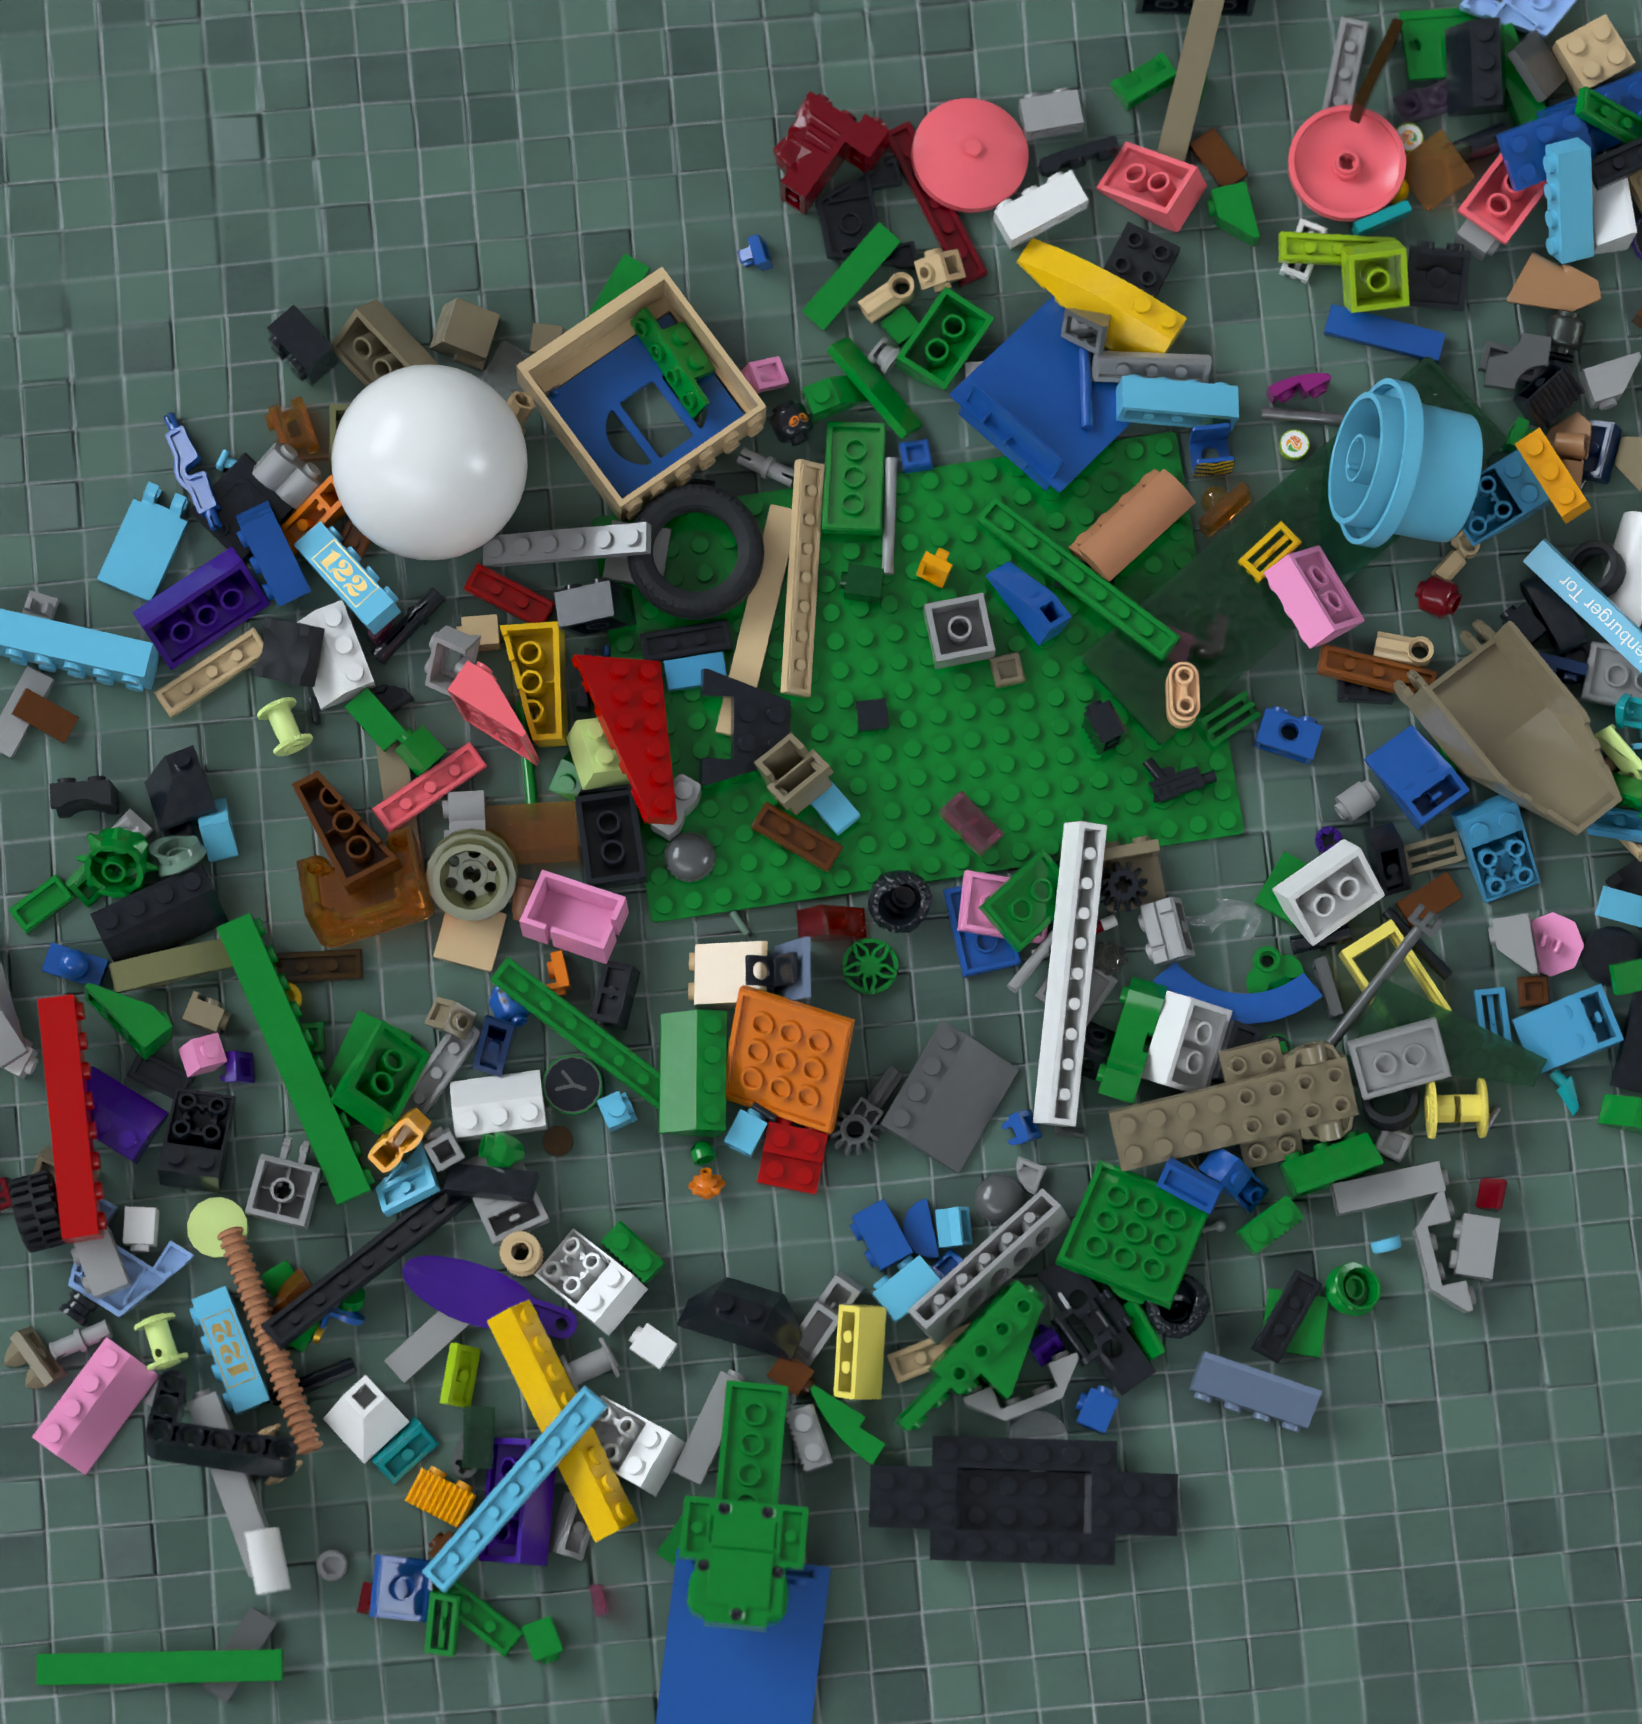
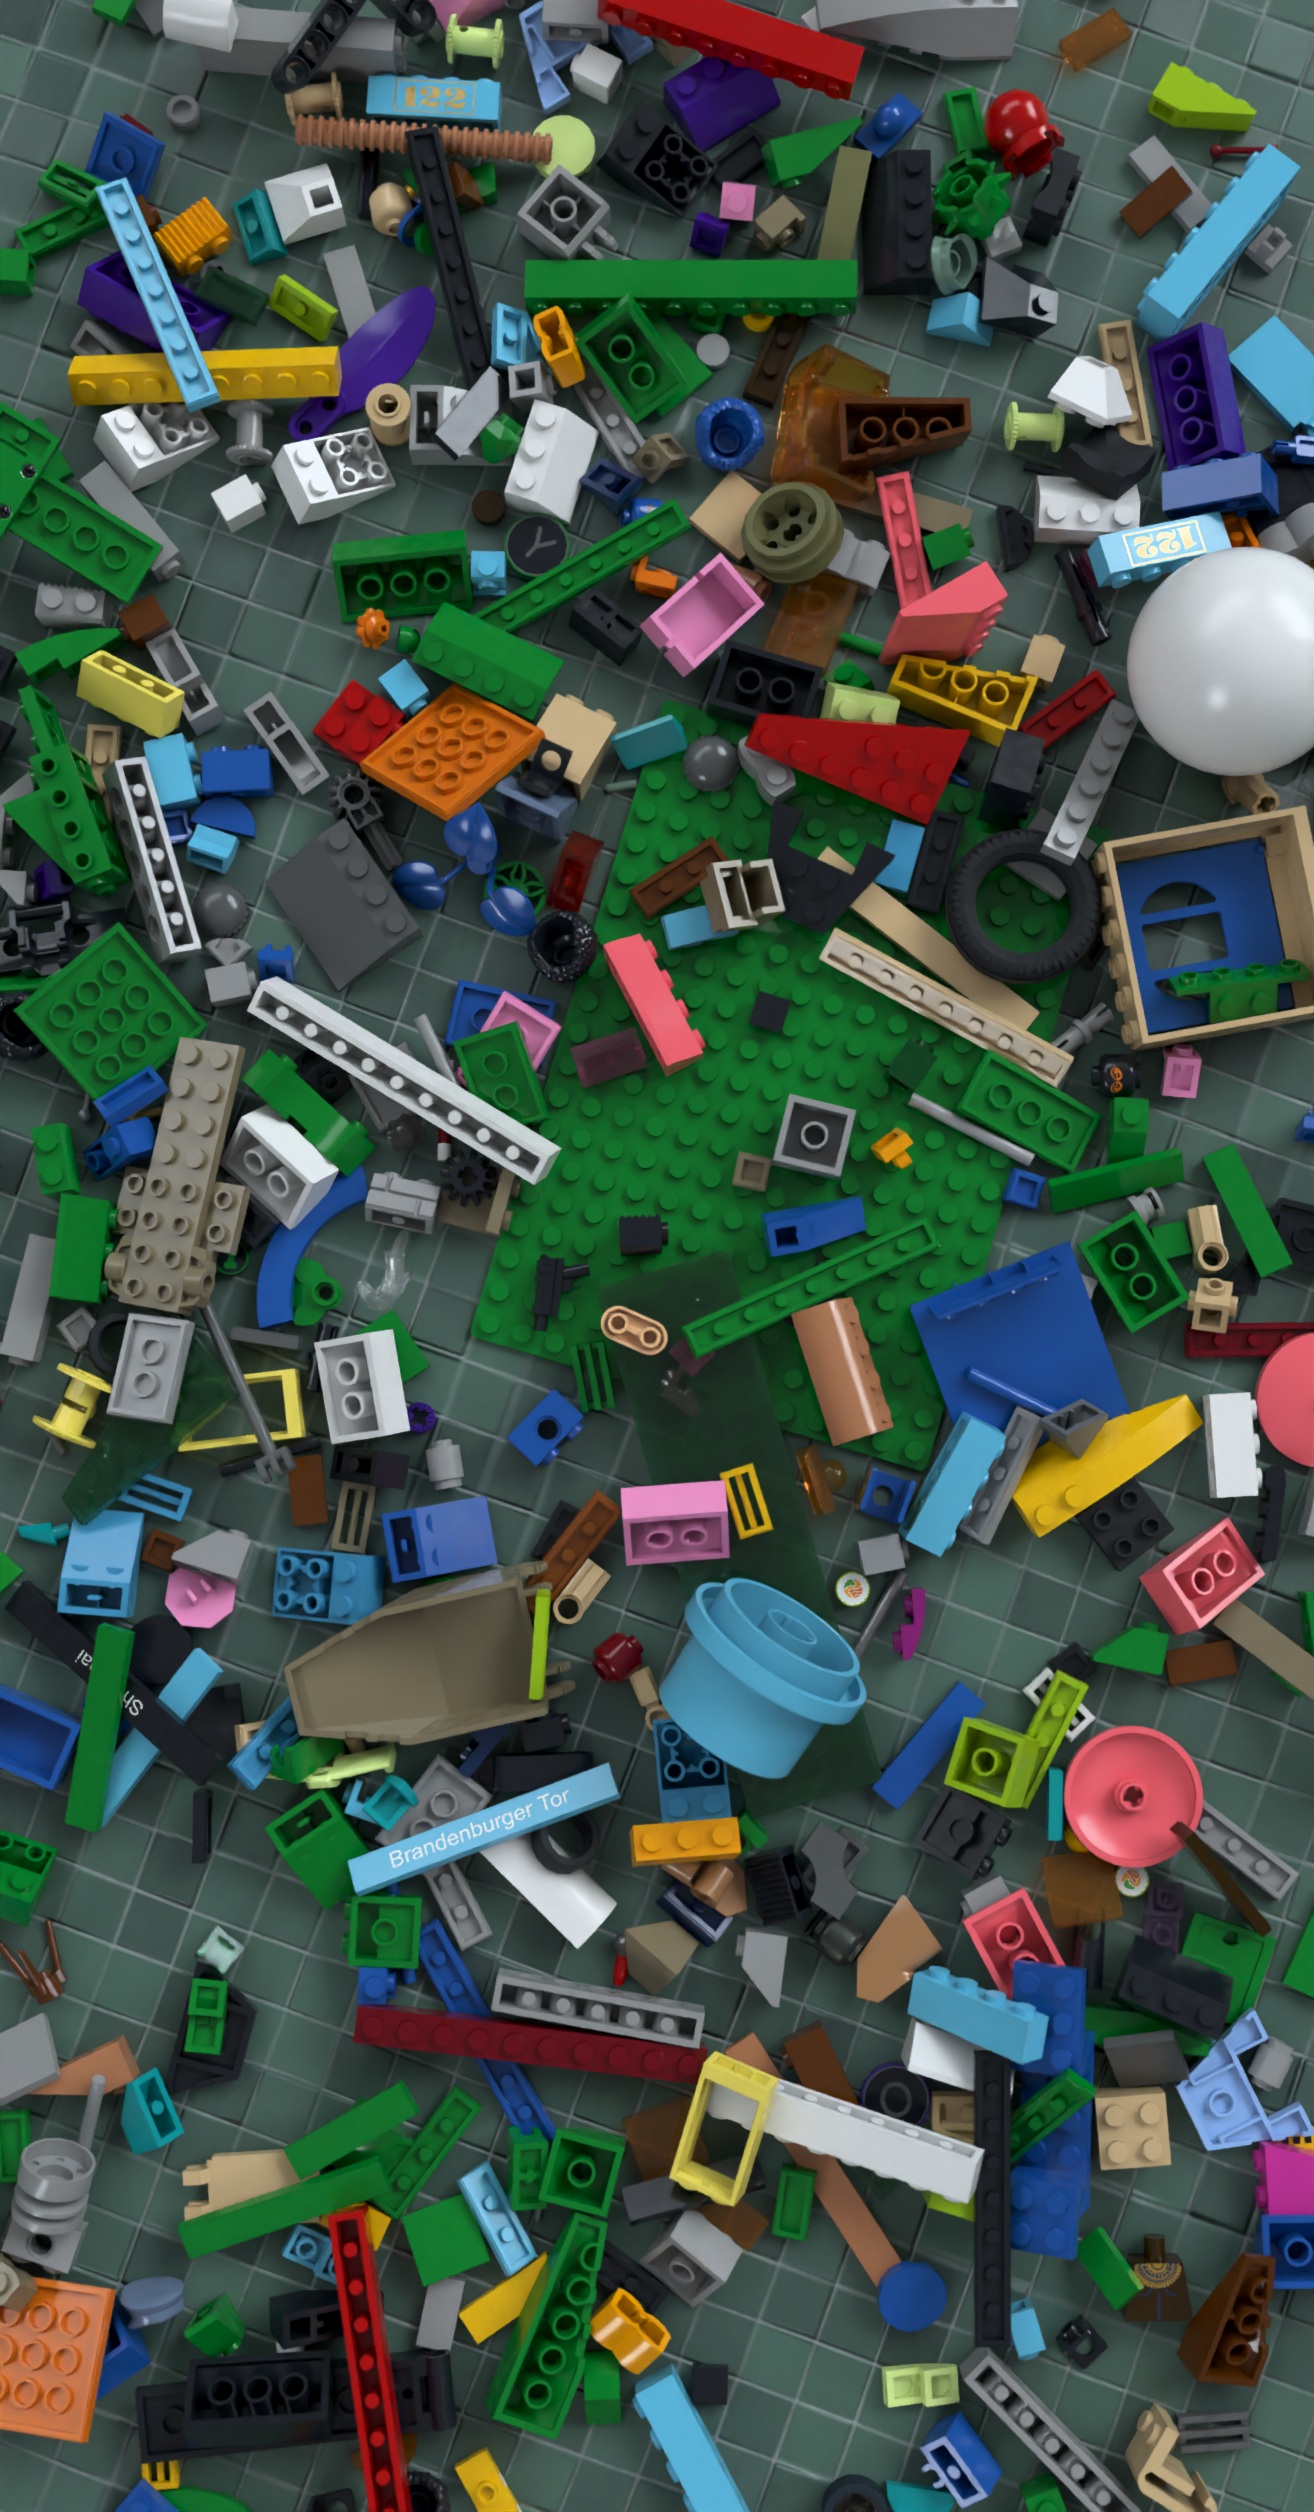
camera: 115 degrees right, 5 degrees up
(35, 853) = (1020, 132): none -> red tile
(240, 688) = (1092, 391): none -> white slope
(337, 1019) = (713, 351): none -> light grey tile
(340, 1342) = (388, 207): none -> tan head
(375, 719) = (1000, 517): green tile -> none
(408, 967) = (728, 434): none -> blue hair
(448, 655) = (1027, 617): light grey window -> none
(598, 1600) = (21, 340): clear pink tile -> none
(632, 1253) = (339, 522): green brick -> none
(649, 1181) = (402, 574): none -> green slope
(697, 911) = (649, 741): none -> teal slope
(744, 1317) = (222, 602): black wedge -> none
(763, 1111) = (415, 713): black piece -> none
(836, 1210) = (286, 743): none -> light grey slope
(856, 999) = (474, 837): none -> blue plant
(912, 806) = (653, 1003): none -> coral slope
(1057, 1155) = (231, 984): none -> light grey brick
(1256, 433) = (882, 1554): none -> light grey brick
(1266, 254) = (1073, 1662): none -> black tile
(1459, 655) = (540, 1642): none -> lime tile

